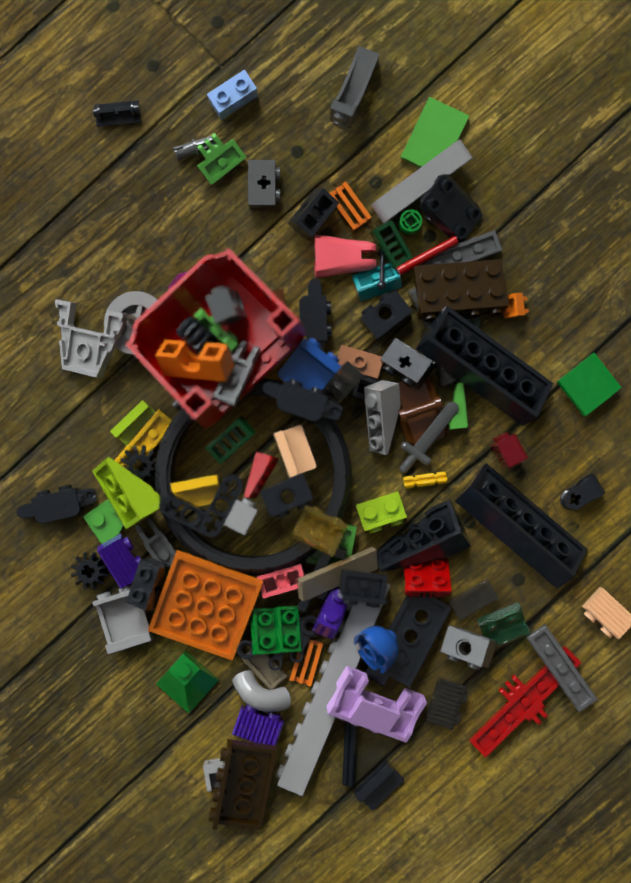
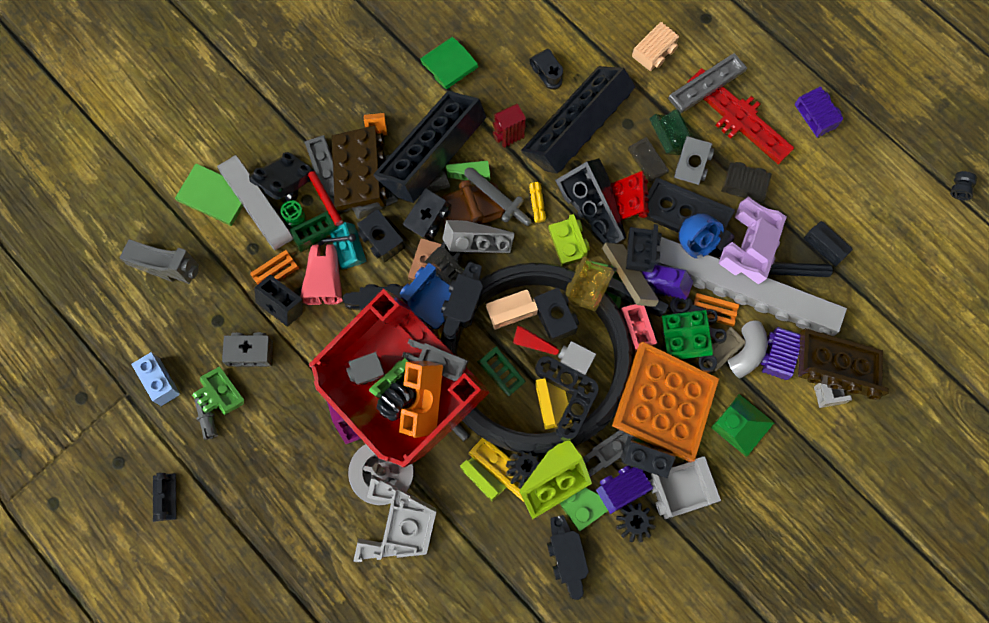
camera: 90 degrees left, 15 degrees down
(529, 788) = (819, 111): none -> dark purple brick

